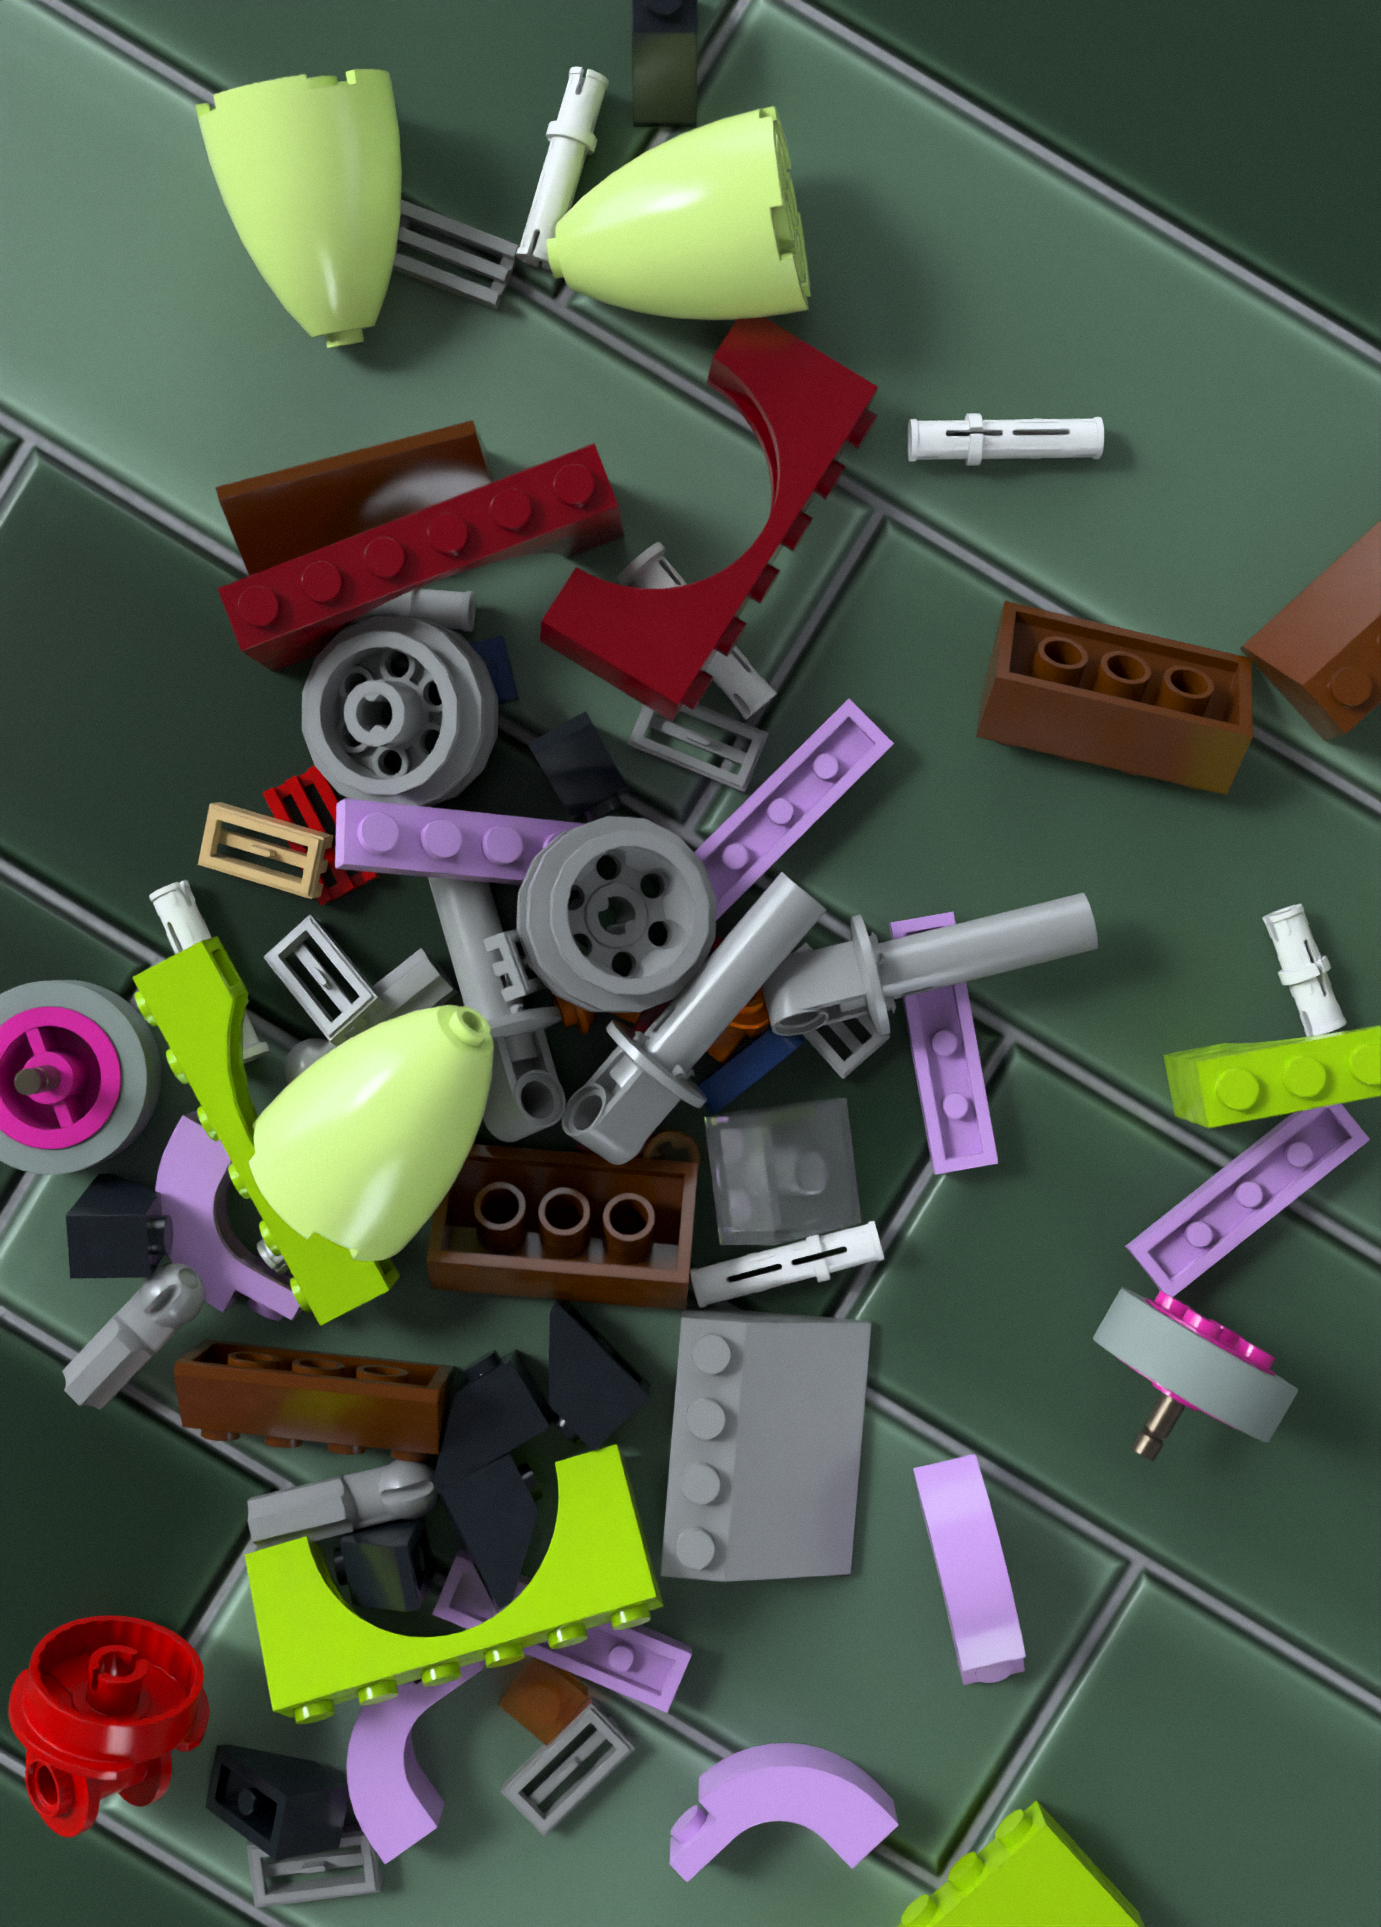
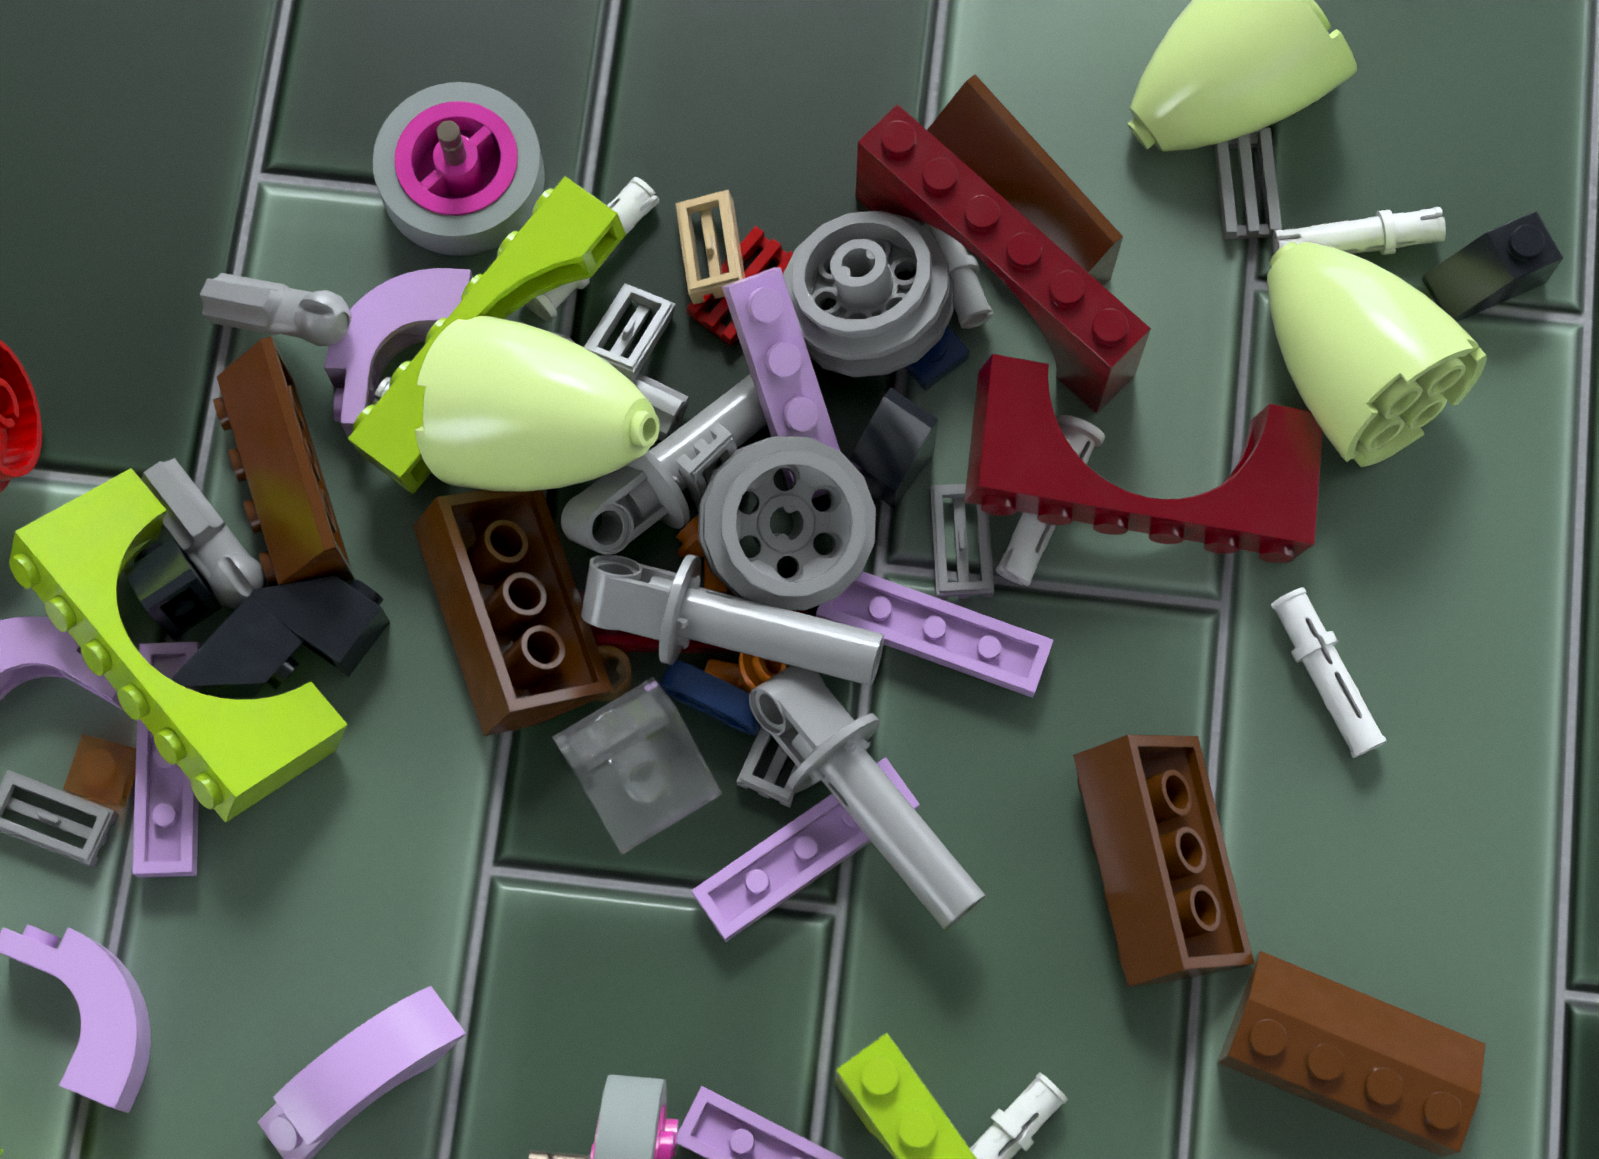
camera: 65 degrees right, 15 degrees down
(117, 1230) = (355, 254): black slope -> none
(588, 1379) = (392, 681): black slope -> none
(712, 1281) = (574, 823): white pin -> none
(765, 1445) = (396, 854): light grey slope -> none

